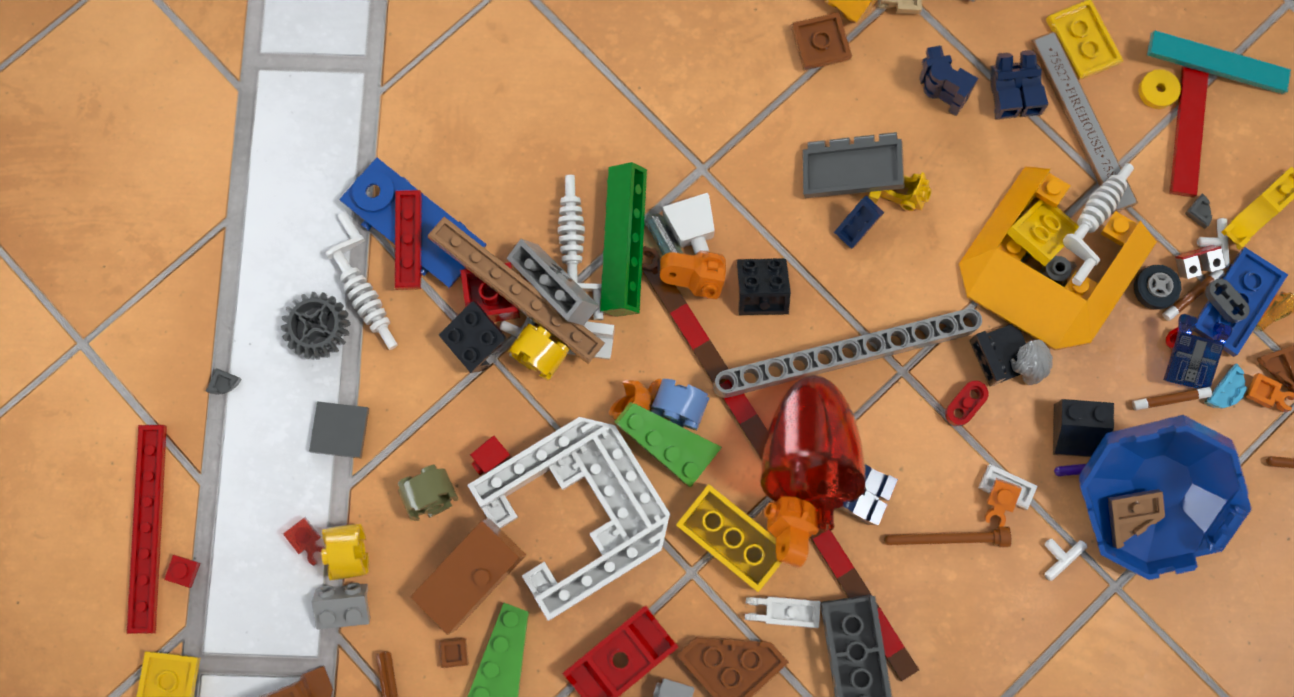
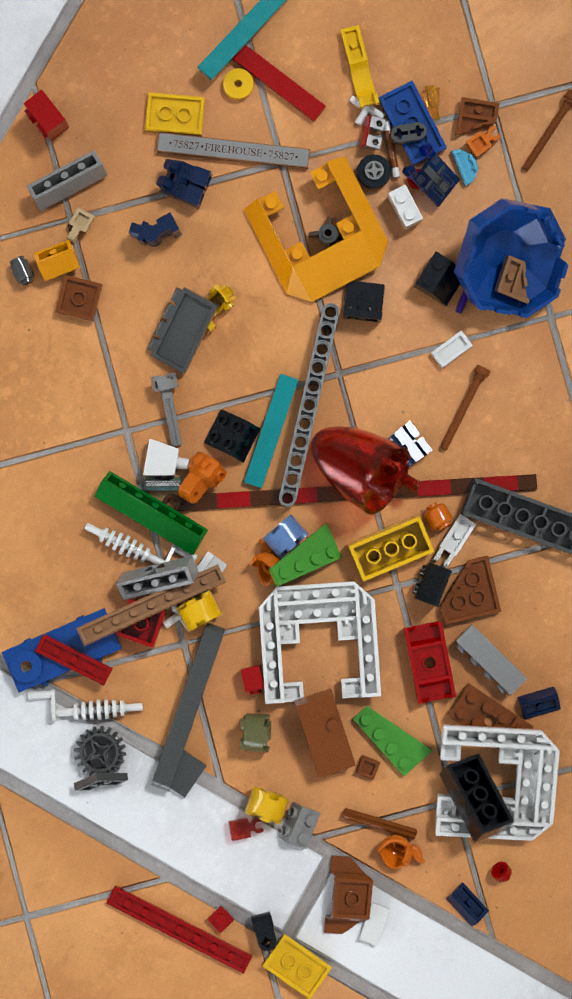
camera: 65 degrees left, 10 degrees up
(193, 628) = (263, 928): none -> black piece
(222, 382) = (105, 833): dark grey tile -> none
(279, 337) = (100, 779): none -> dark grey tile
(420, 398) = (188, 706): none -> dark grey beam
(473, 337) = (167, 650): black bracket -> none
(717, 611) = (432, 584): none -> black slope
(777, 181) = (165, 385): none -> light grey piece
(791, 524) = (404, 507): orange piece -> none
(792, 327) = (271, 431): none -> teal tile
(804, 579) = (438, 516): none -> orange head
(859, 222) = (224, 347): dark blue tile -> none
(966, 404) = (383, 345): red plate -> none
(1002, 497) = (457, 358): orange plate -> none
(1033, 362) = (380, 286): light grey hair -> none
(1042, 231) = (297, 227): yellow plate -> none
(1064, 559) = (515, 340): white piece -> none
(1096, 211) = (303, 184): white piece -> none
(1139, 343) = (405, 207): none -> white brick
(1172, 398) = (452, 206): dark orange bar -> none
(1200, 211) = (338, 109): dark grey tile -> none

